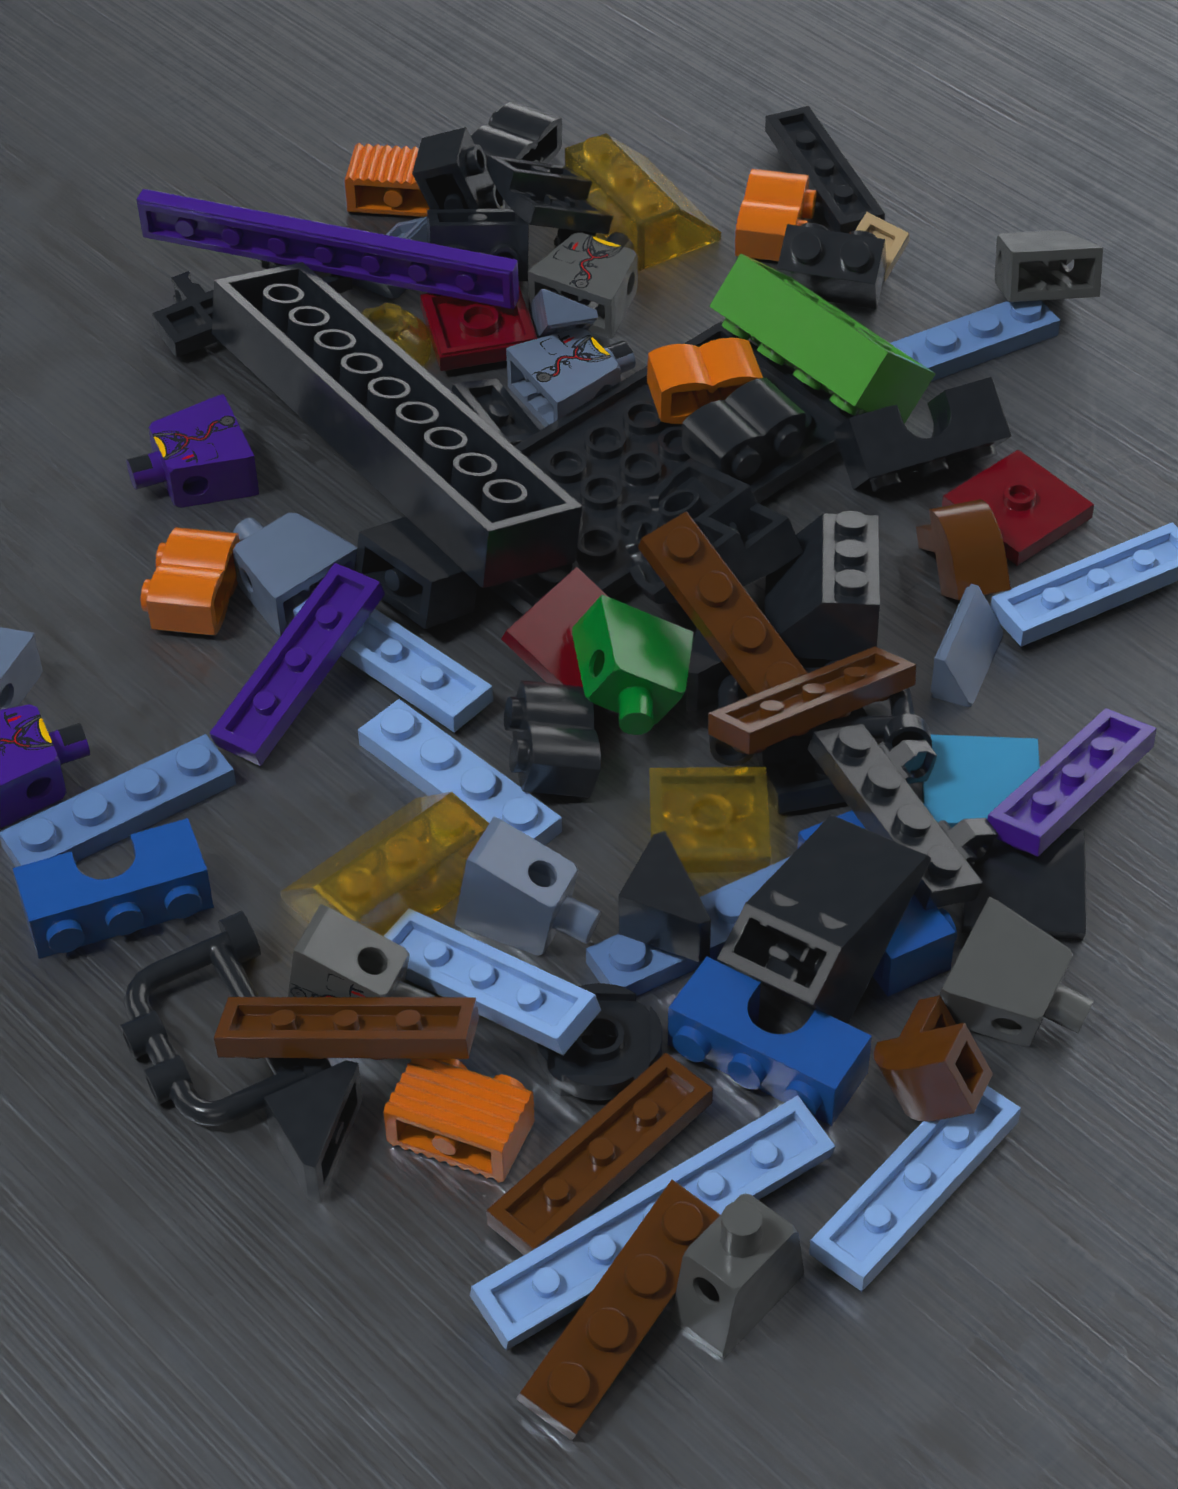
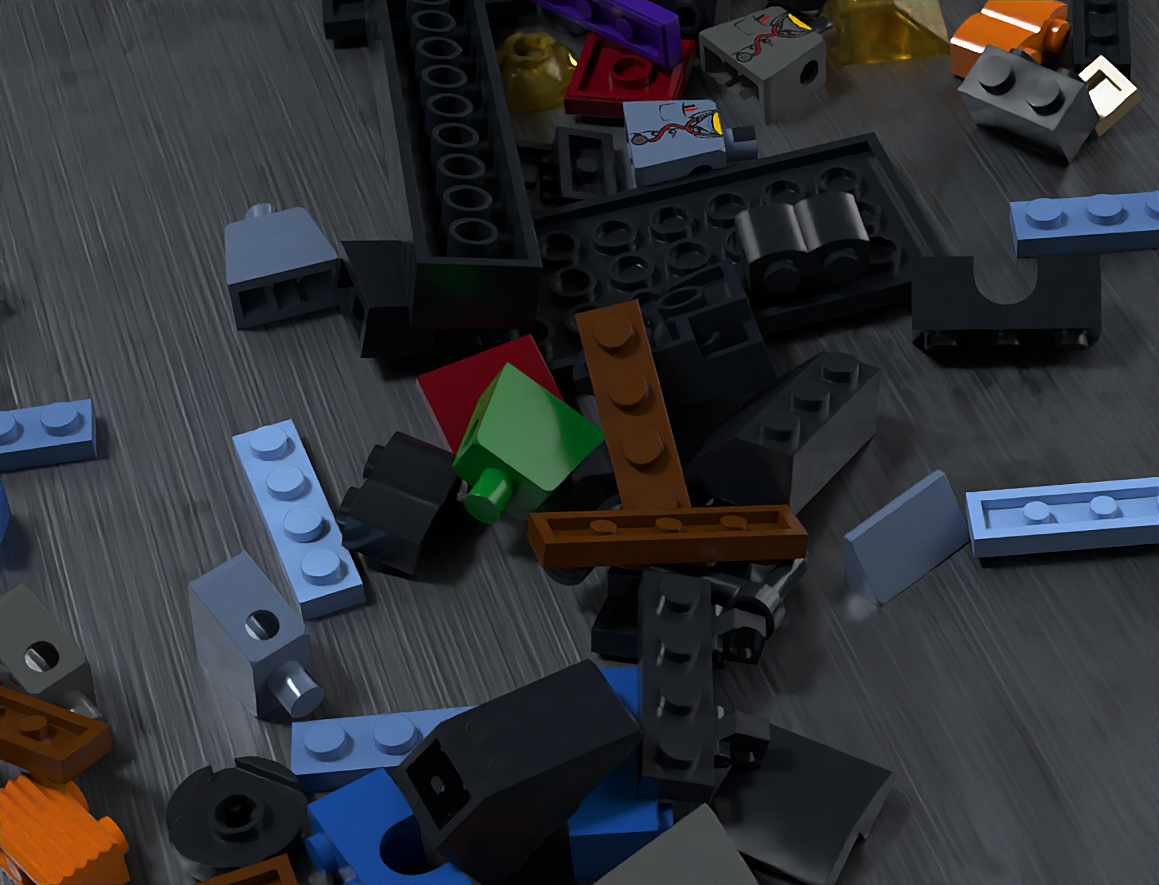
camera: 30 degrees right, 5 degrees down
(191, 581) = (177, 253): orange brick -> none
(198, 456) = (270, 134): dark purple torso -> none
(297, 664) = (210, 354): dark purple plate -> none
(399, 864) = (141, 595): clear yellow slope -> none
(417, 671) = (316, 376): light blue plate -> none
(504, 986) = (161, 721): light blue plate -> none
(557, 314) = (692, 82): sand blue slope -> none
(662, 904) = (372, 692): black slope -> none
(693, 376) = (788, 171): orange brick -> none
(713, 816) = (505, 630): clear yellow plate -> none
(818, 341) = (952, 175): bright green brick -> none
(966, 548) = (966, 431): reddish brown brick -> none
(976, 774) = (828, 686): dark azure tile -> none
(1027, 503) = (1075, 409): dark red plate -> none
(1071, 781) = (909, 714): dark purple plate -> none

